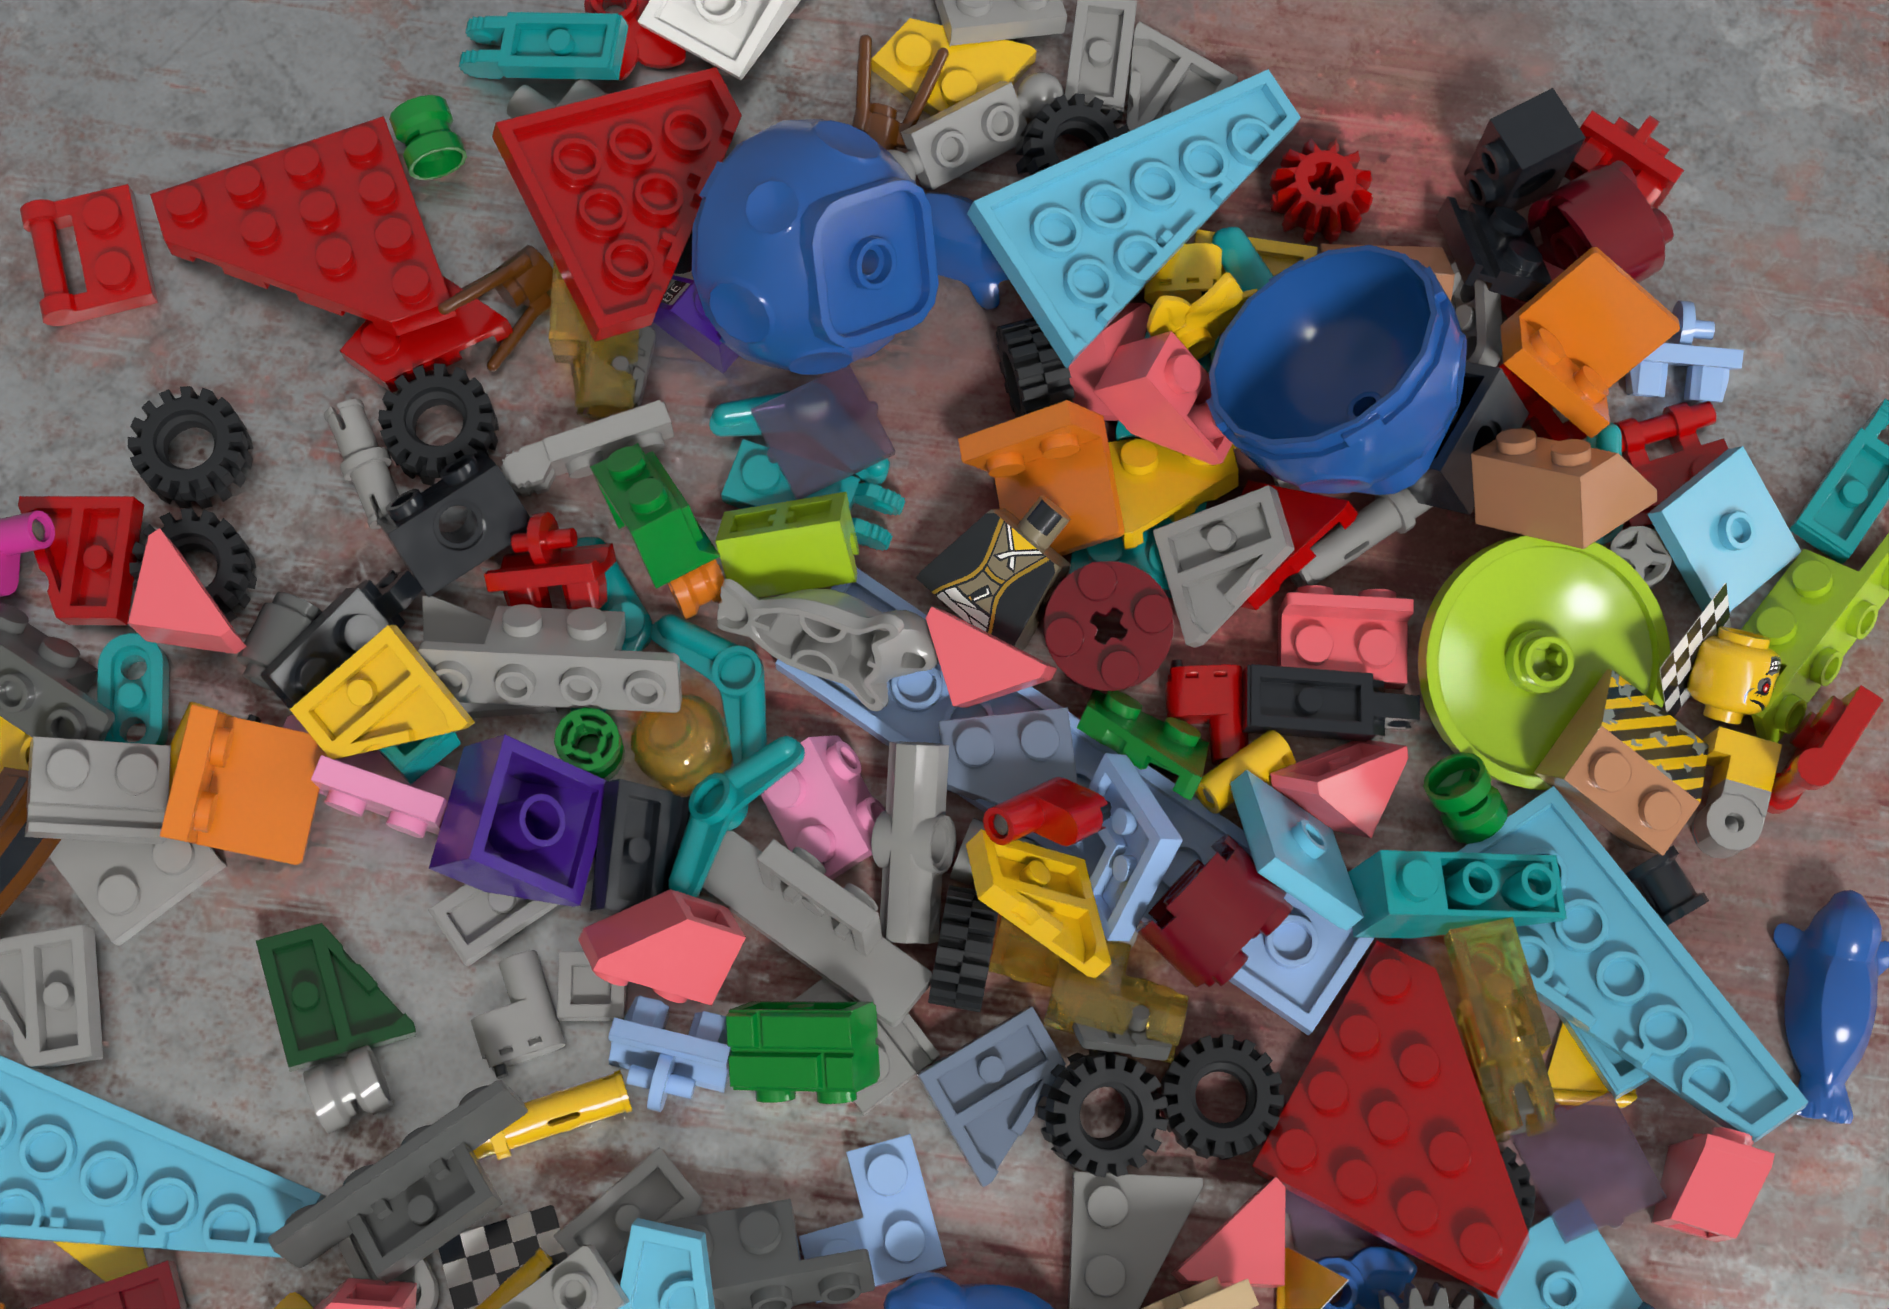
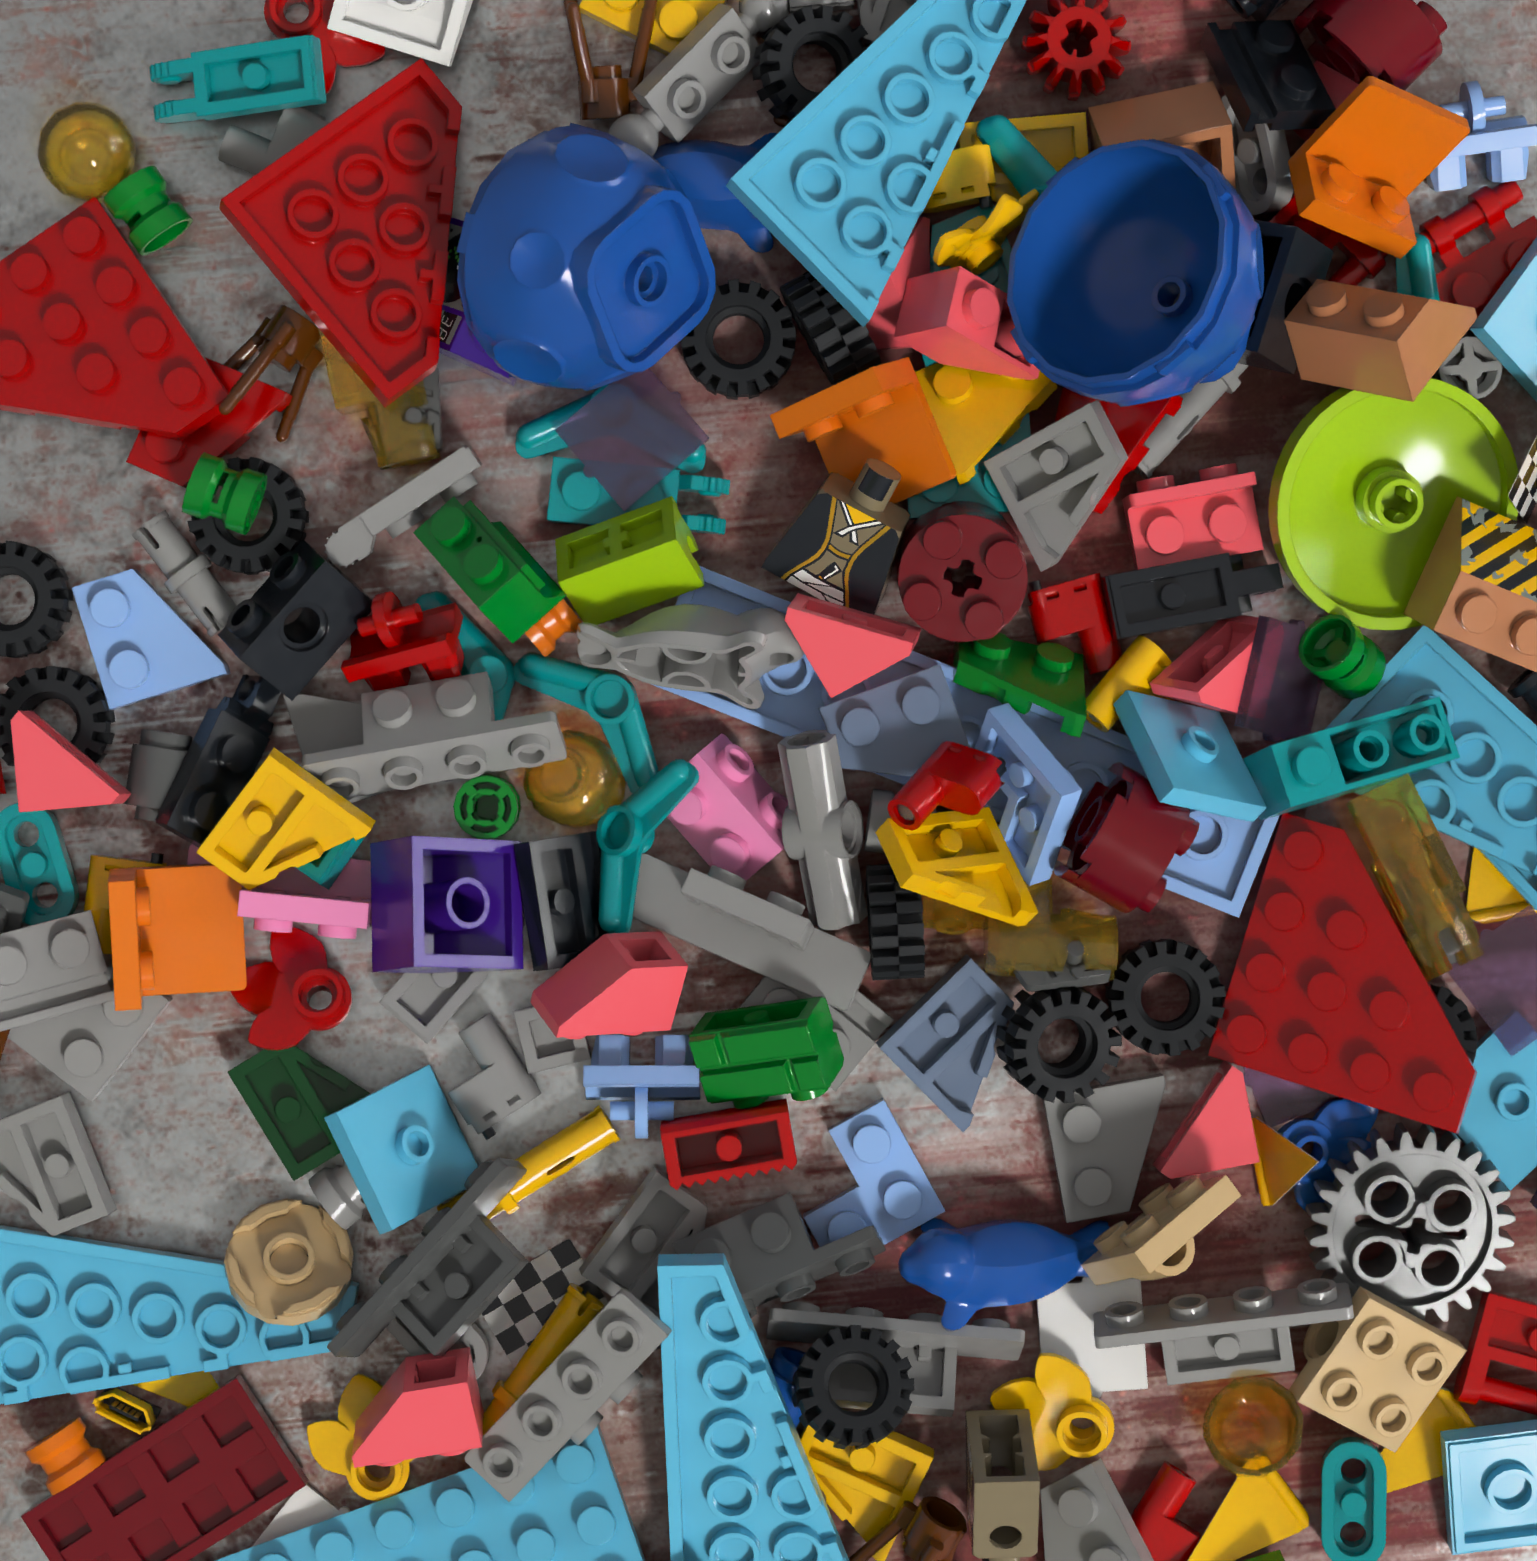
camera: 10 degrees left, 15 degrees up
(46, 1269) = (127, 1409): none -> yellow piece
(258, 1151) = (288, 1262): none -> tan tile
(302, 518) = (141, 641): none -> light blue wing
(337, 879) = (282, 991): none -> red plate
(384, 73) = (85, 150): none -> clear yellow hair
(406, 1057) = (403, 1148): none -> medium azure plate
(420, 385) = (224, 493): none -> green wheel
(740, 1134) = (728, 1143): none -> red brick
(952, 341) = (770, 364): none -> black tyre
(1395, 804) = (1277, 688): none -> clear purple piece

